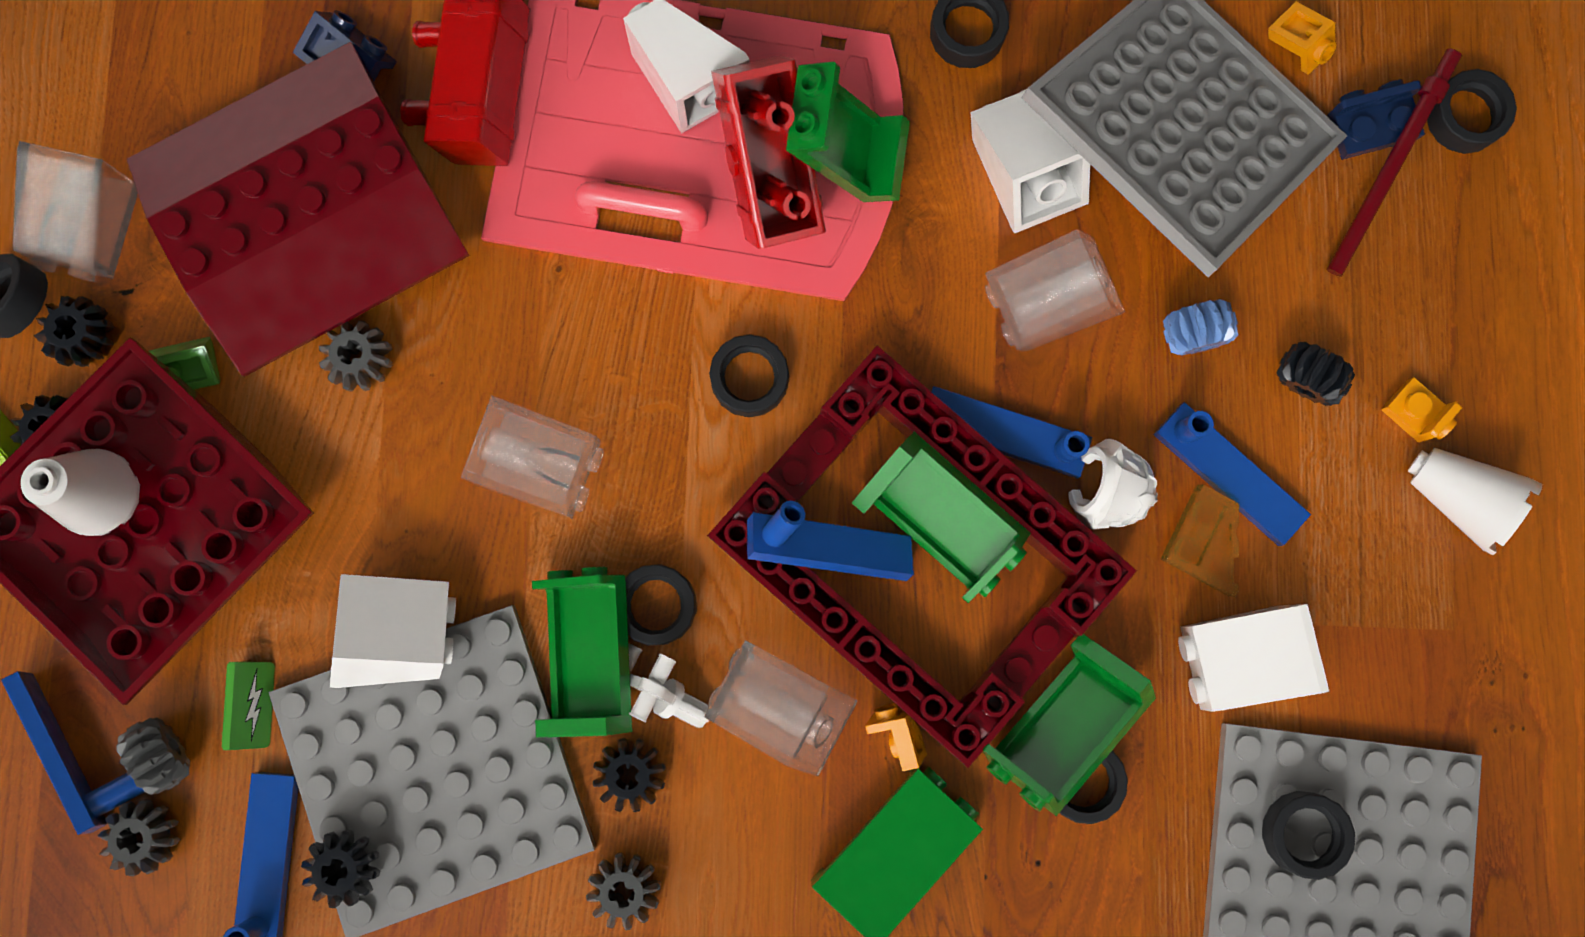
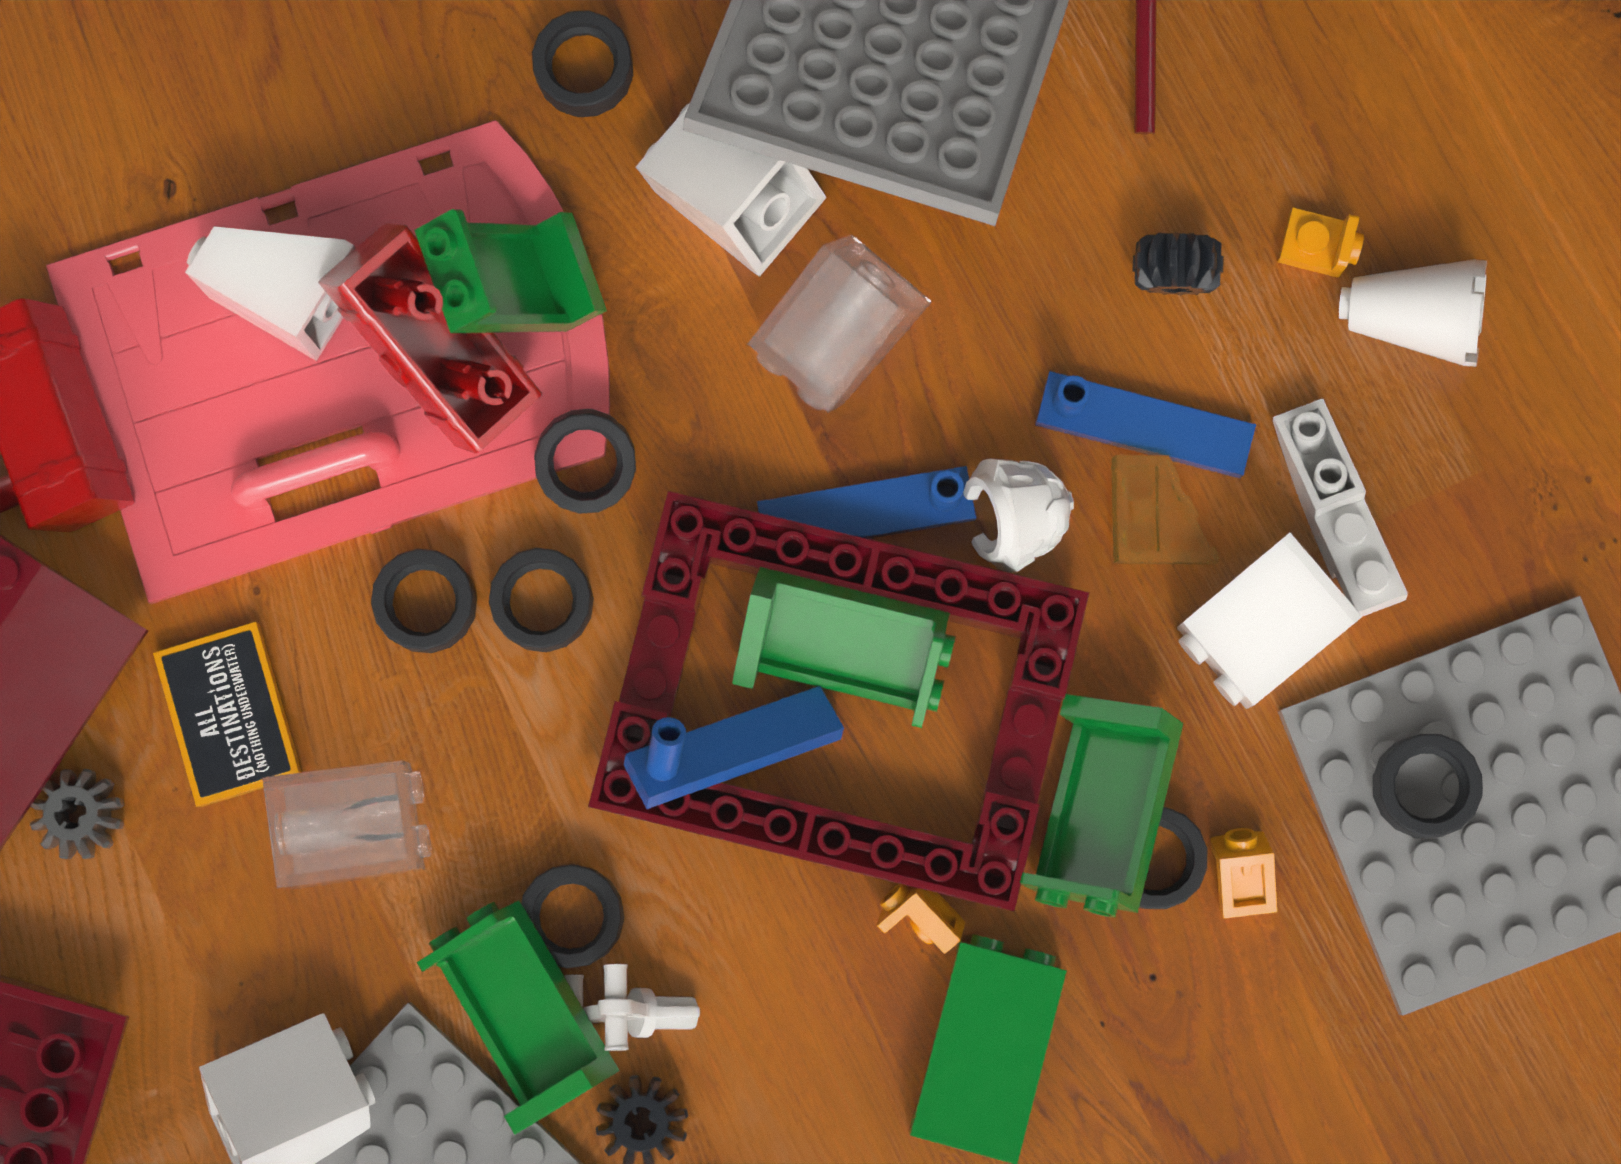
camera: 20 degrees left, 0 degrees up
(494, 341) = (226, 713): none -> black tile
(654, 306) = (397, 570): none -> black tyre
(780, 709) = (773, 957): clear slope -> none
(816, 324) = (595, 500): none -> black tyre
(1143, 826) = (1245, 873): none -> light orange bracket
(1200, 327) = (1022, 278): medium blue gear -> none
(1339, 600) = (1337, 508): none -> white slope

